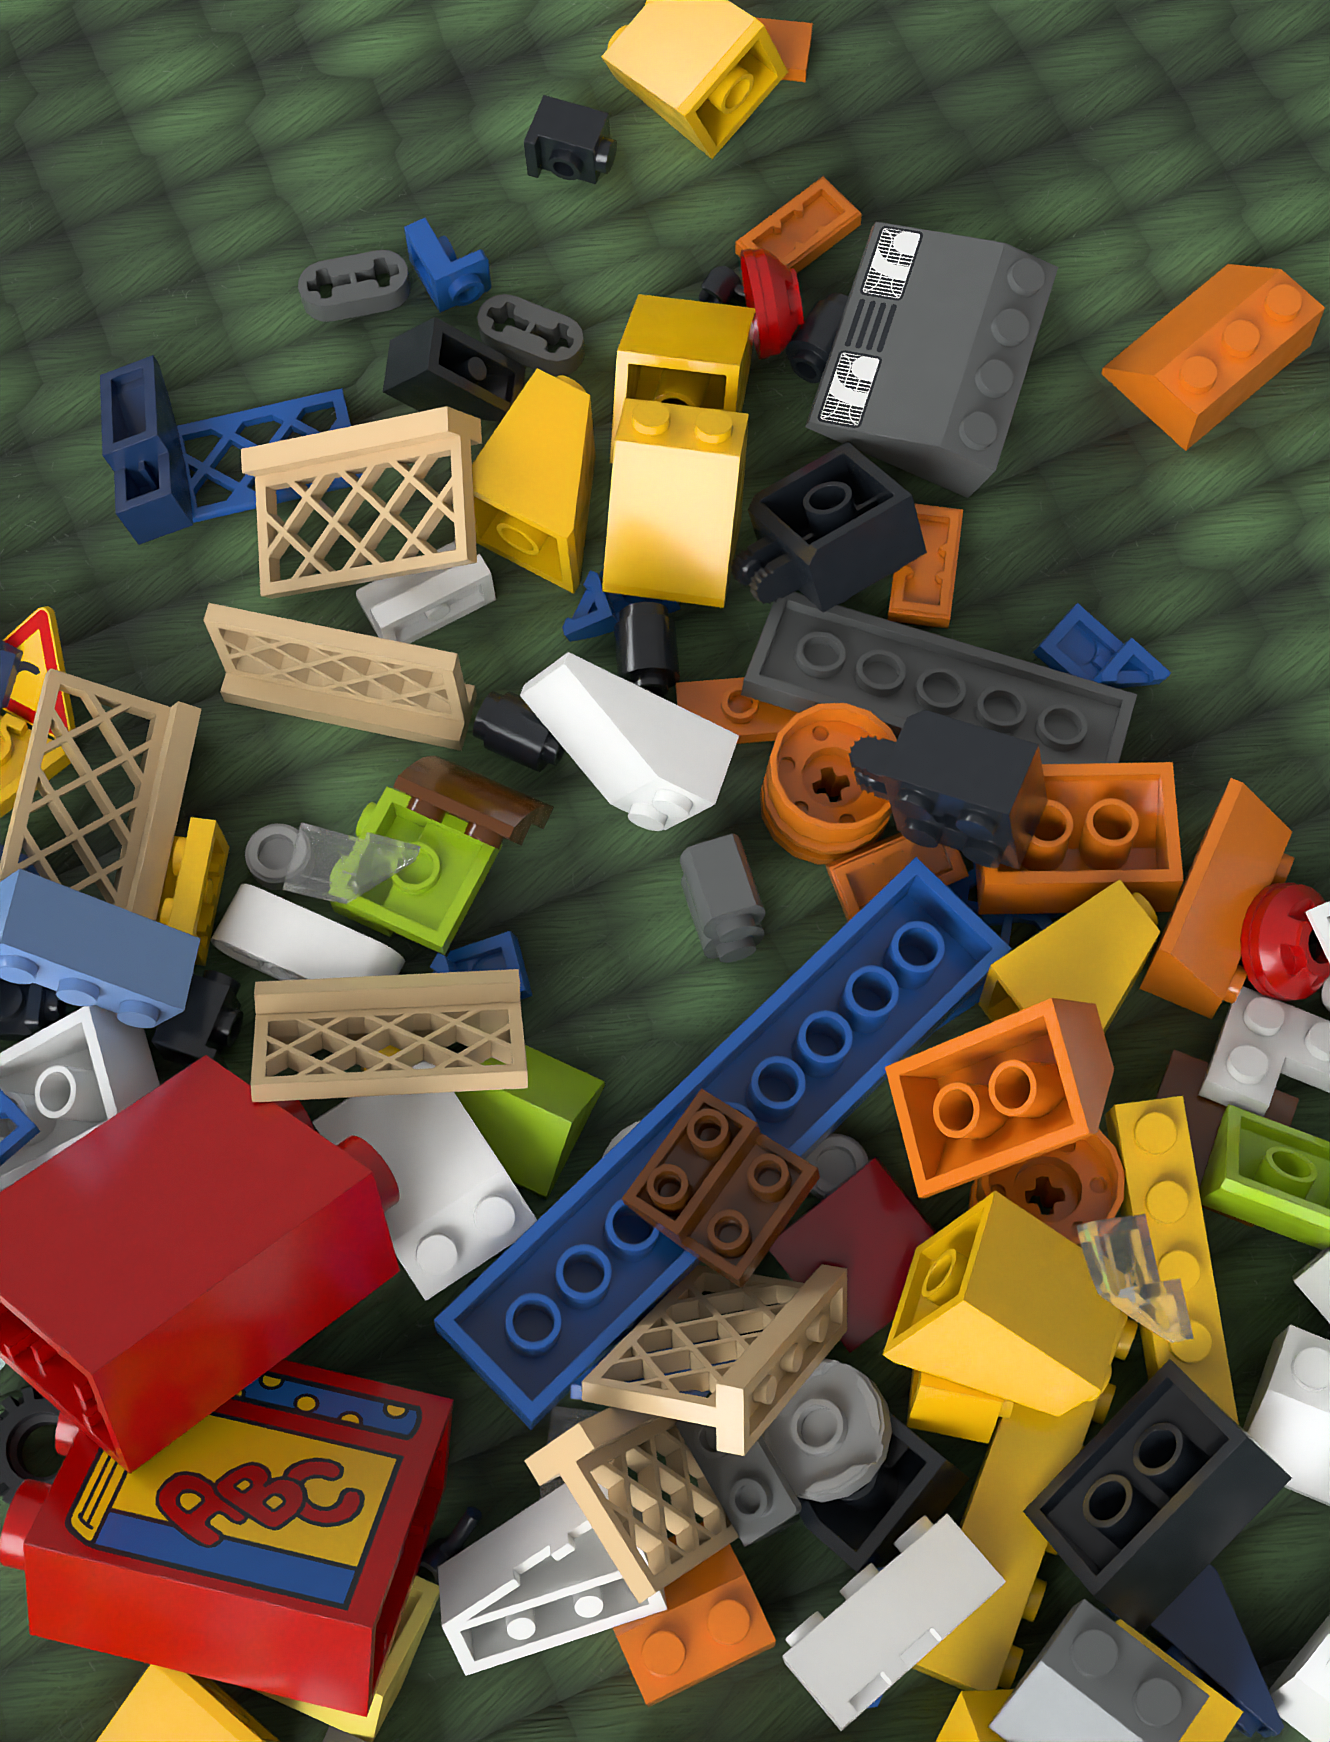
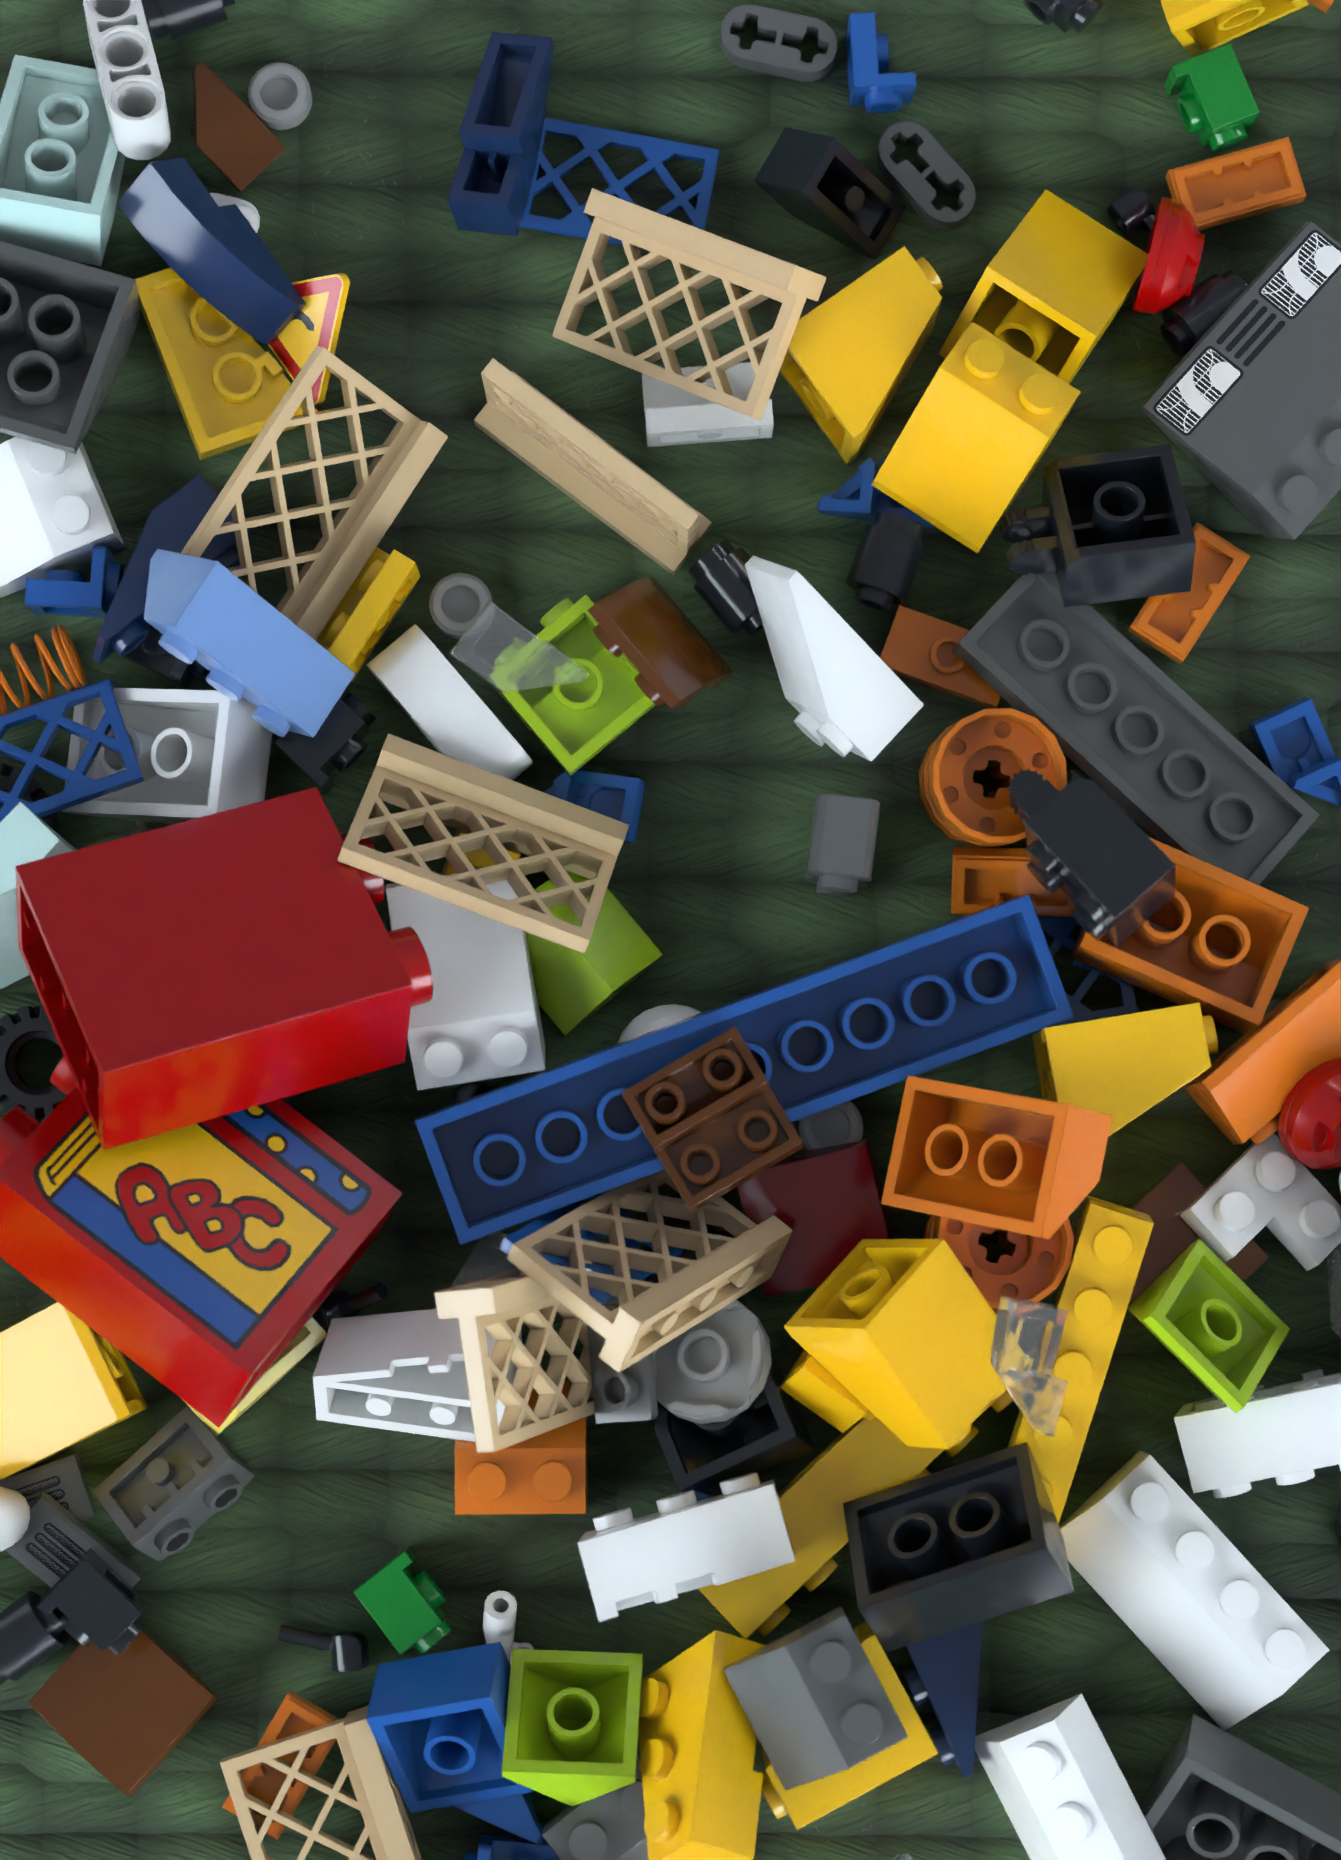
camera: 20 degrees right, 15 degrees up
(744, 172) = (1213, 98): none -> green brick

